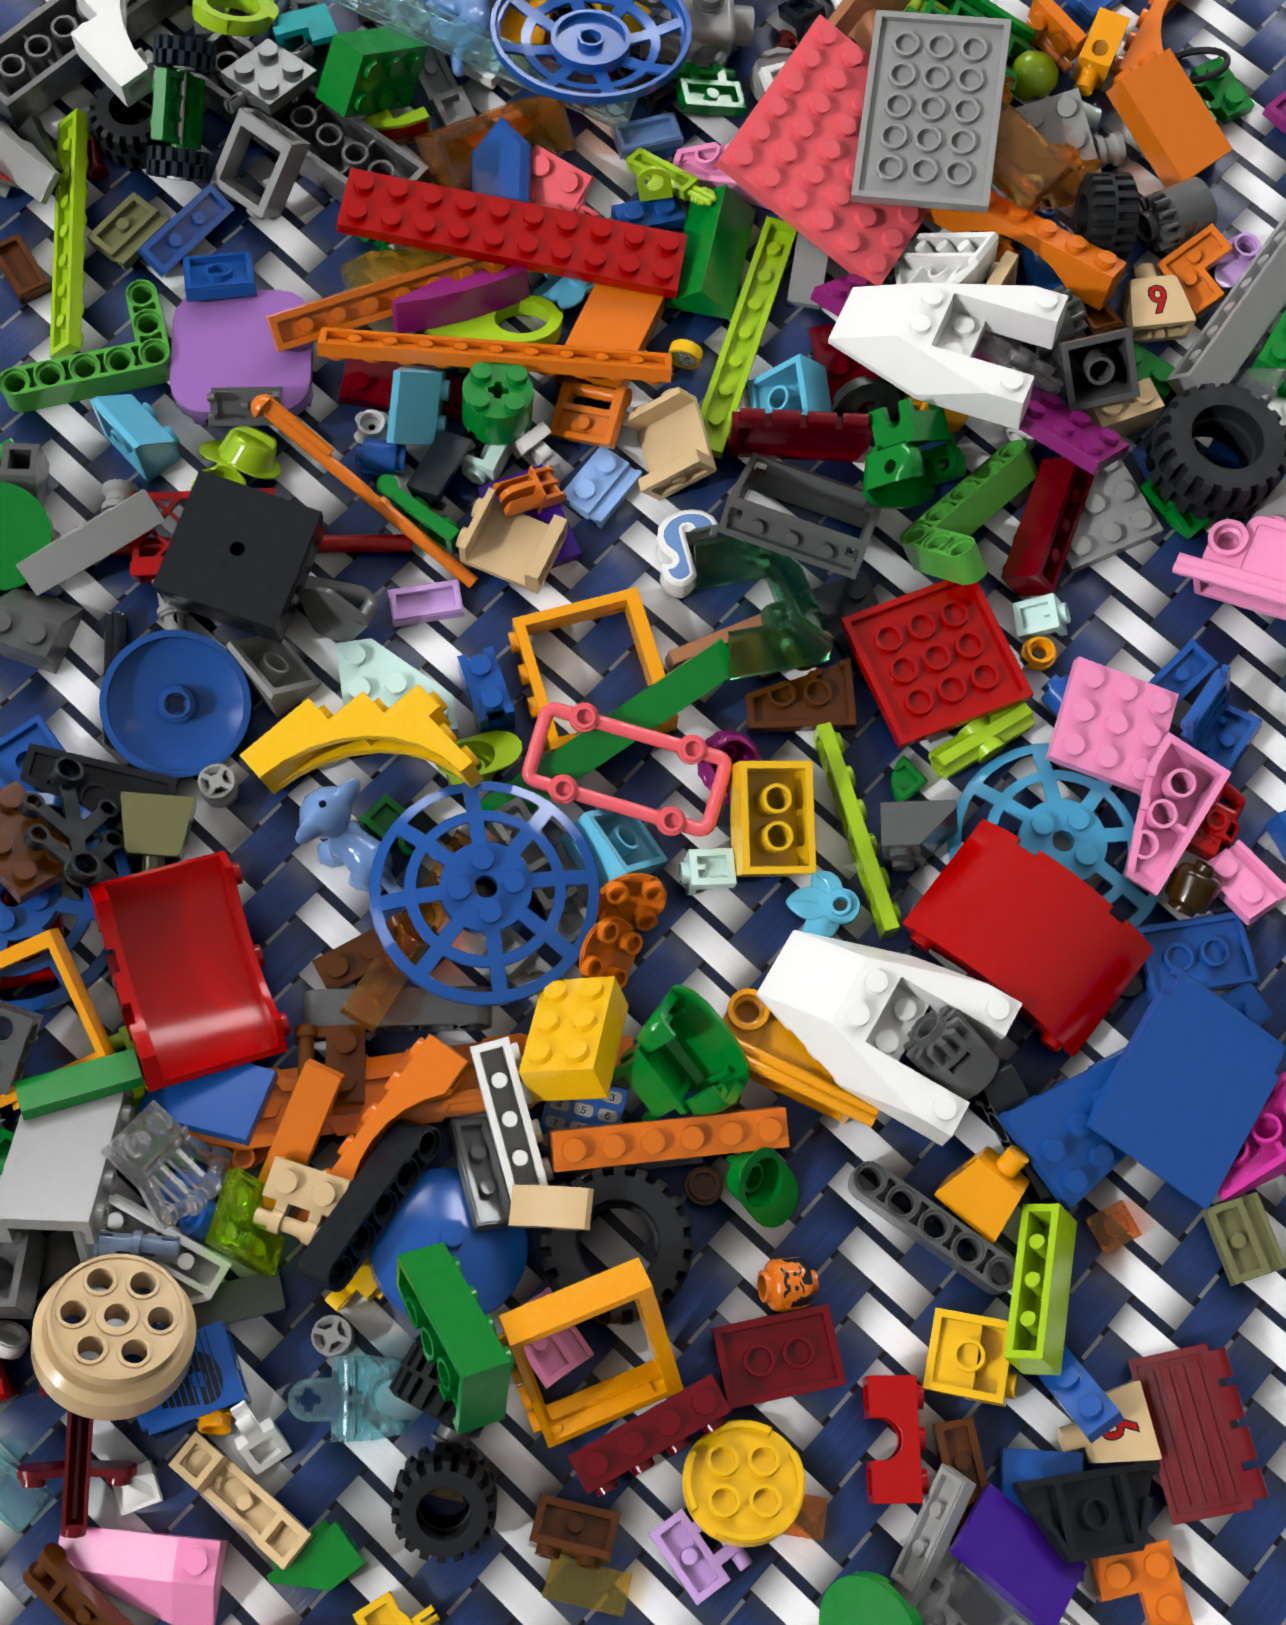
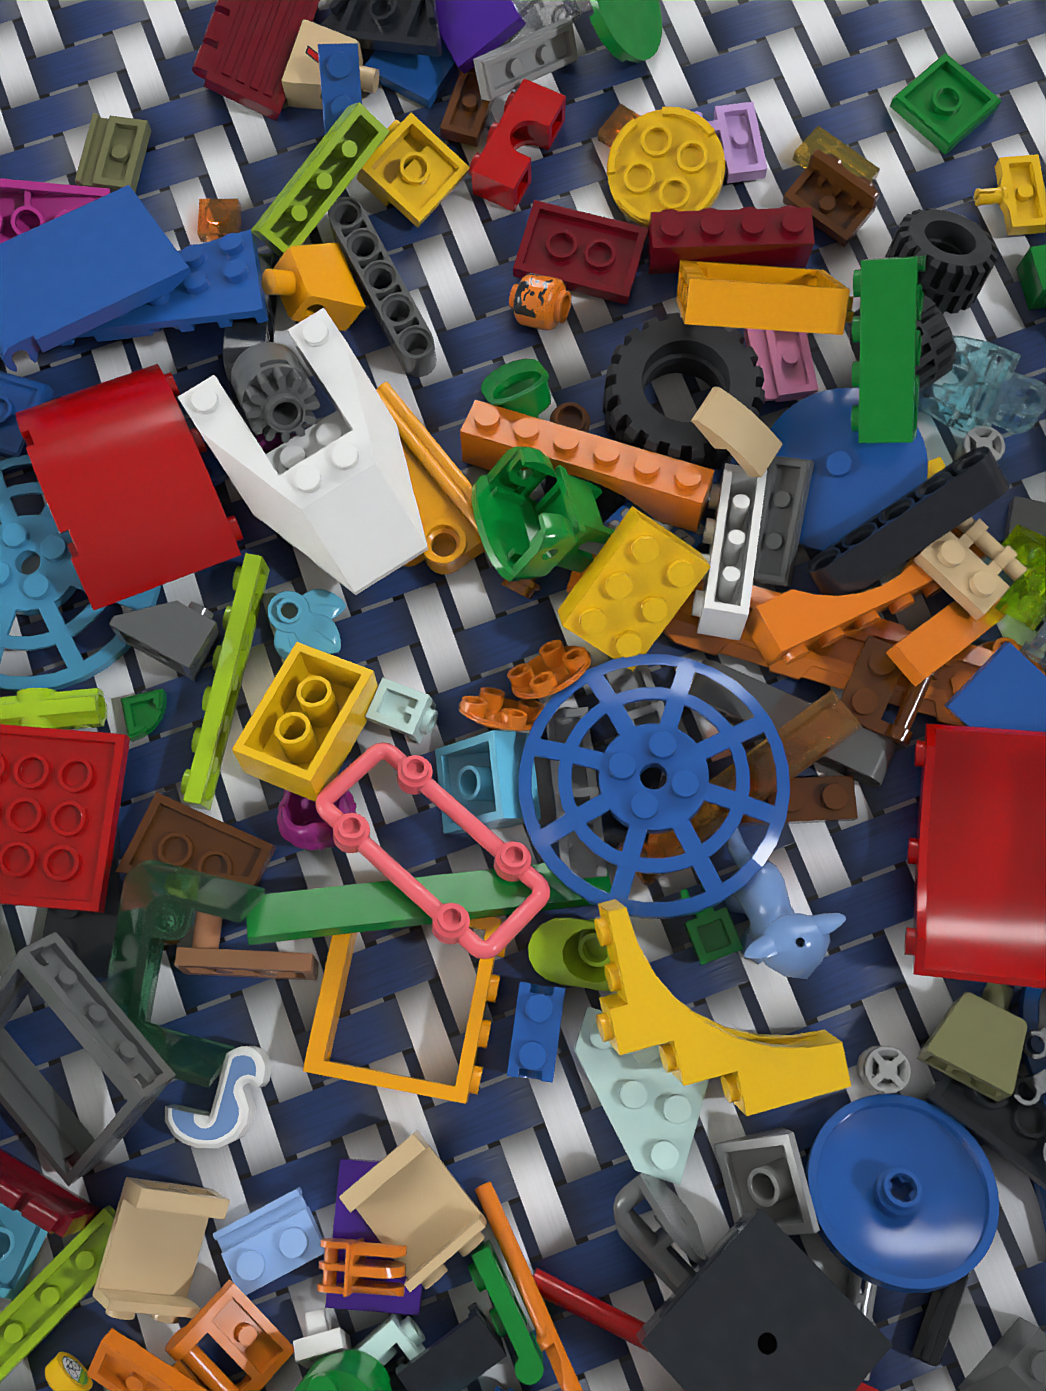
camera: 145 degrees left, 5 degrees up
(425, 603) = (550, 1188): lavender tile -> none

